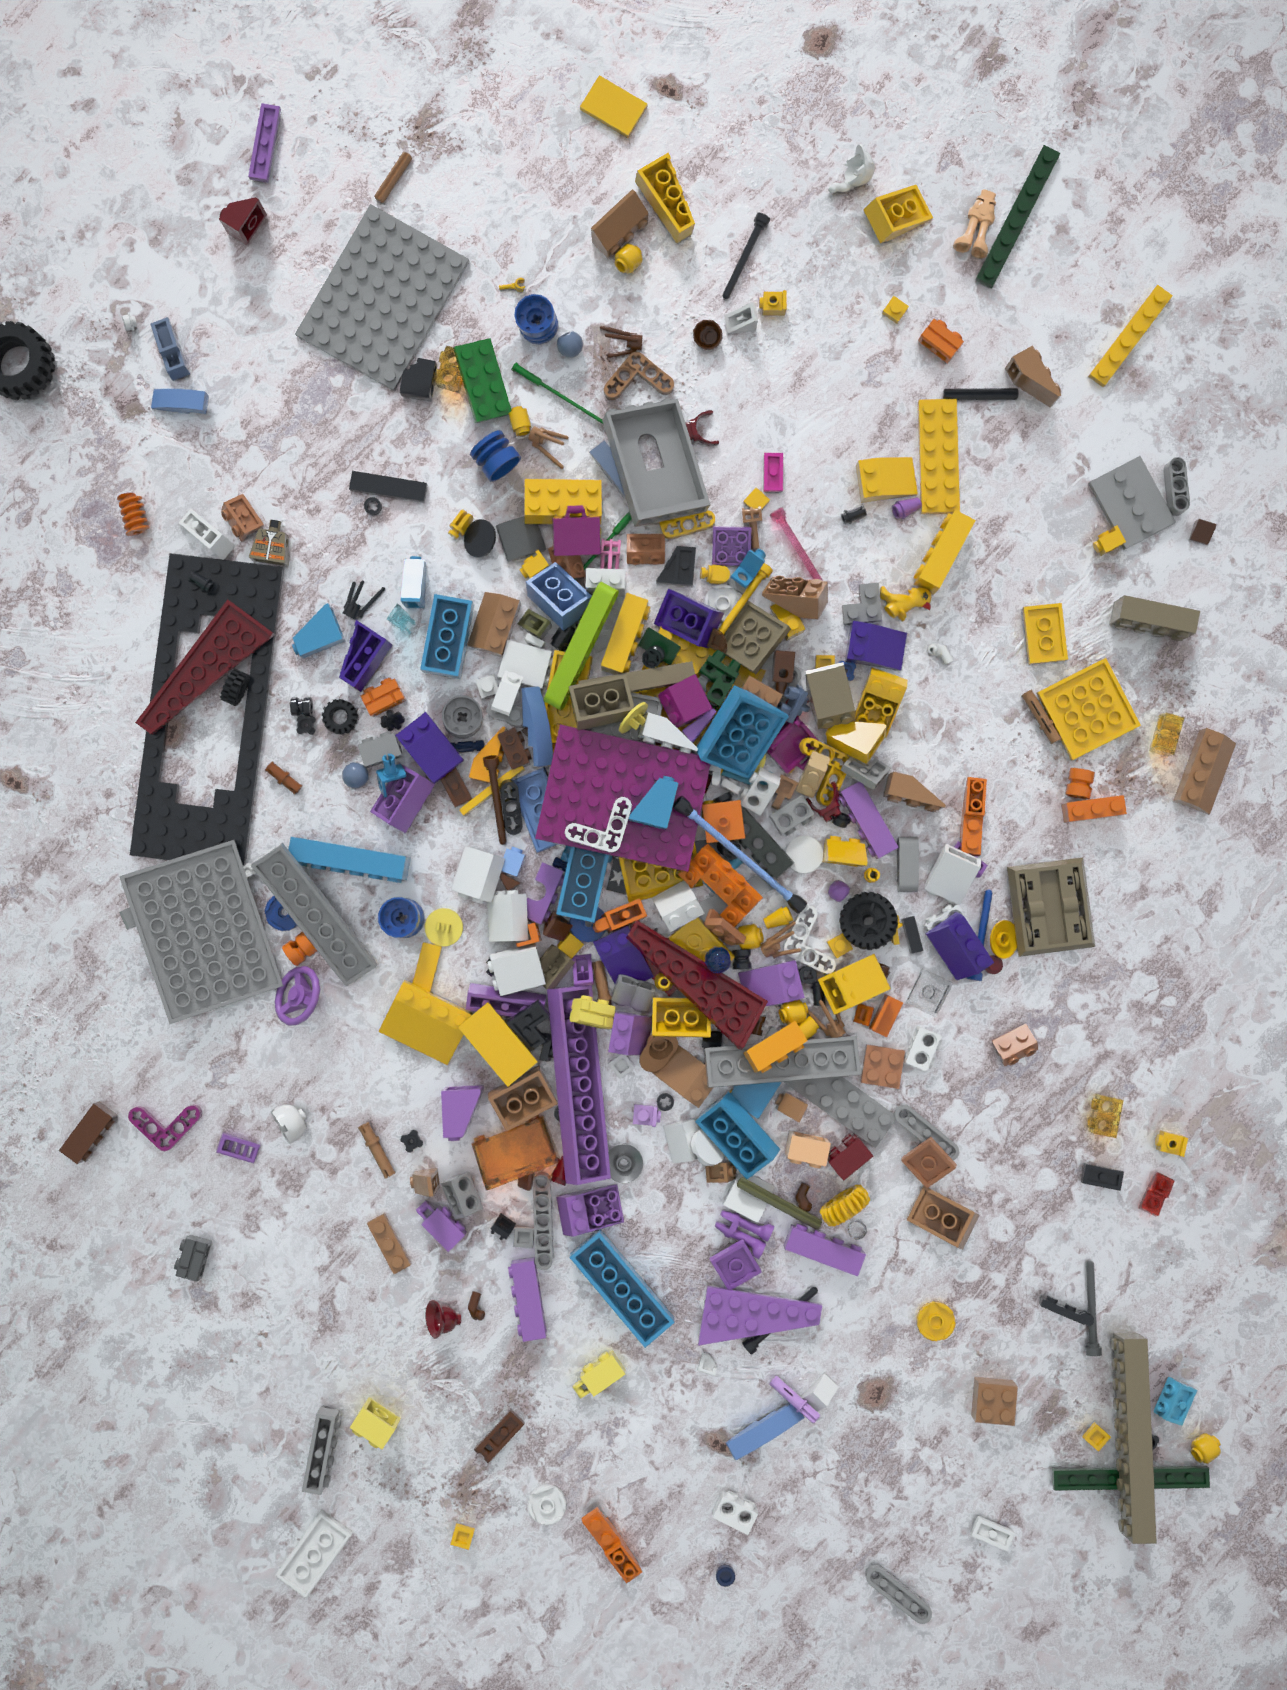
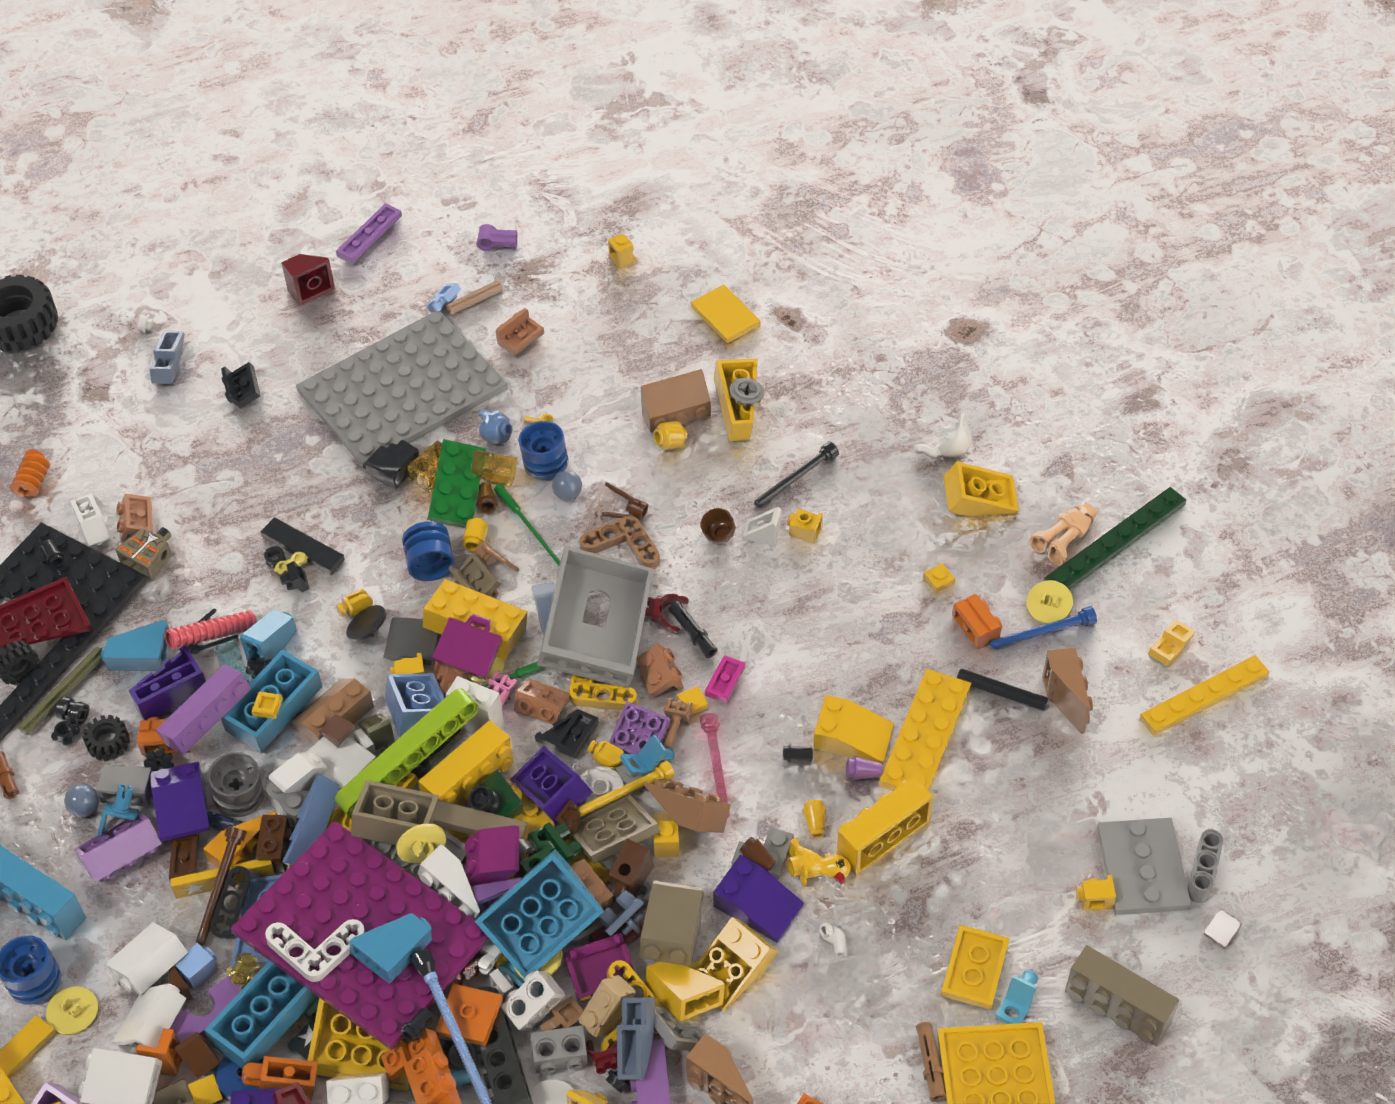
camera: 25 degrees right, 35 degrees down
(180, 400) = (147, 400): medium blue slope -> none
(250, 353) = (241, 385): none -> black bracket
(281, 691) = (61, 691): none -> olive axle
(368, 185) = (444, 295): none -> light blue plate
(368, 598) = (209, 629): none -> coral piece
(374, 104) = (491, 237): none -> medium lavender piece
(387, 511) = (299, 557): none -> light yellow piece
(402, 520) = (295, 577): none -> black tile
(408, 671) = (203, 709): none -> medium lavender brick
(422, 613) = (256, 666): none -> black plant
(452, 202) = (518, 332): none -> nougat bracket
(452, 647) = (267, 705): none -> yellow tile
(483, 309) = (495, 427): none -> medium blue head
(496, 71) = (621, 250): none -> yellow brick
(507, 353) = (494, 467): none -> clear yellow slope
(511, 382) = (486, 499): none -> reddish brown cone
(514, 644) = (337, 730): none -> reddish brown slope
(541, 461) = (475, 575): none -> dark tan bracket
(549, 854) = (242, 969): none -> clear yellow brick
(683, 189) = (754, 388): none -> light grey gear
(697, 849) = (412, 1030): none -> black pin
(721, 485) = (659, 670): none -> nougat bracket
(730, 438) = (698, 636): none -> black pin
(845, 791) = (635, 1037): none -> sand blue slope
(850, 667) = (711, 907): blue plate -> none
(863, 614) = (756, 852): none -> reddish brown cone
(888, 562) = (815, 817): none -> yellow cone
(988, 298) = (1049, 601): none -> light yellow piece
(1021, 301) = (1086, 616): none -> blue piece
(1083, 644) = (1018, 997): none -> medium azure bracket
(1091, 298) = (1171, 643): none -> yellow slope

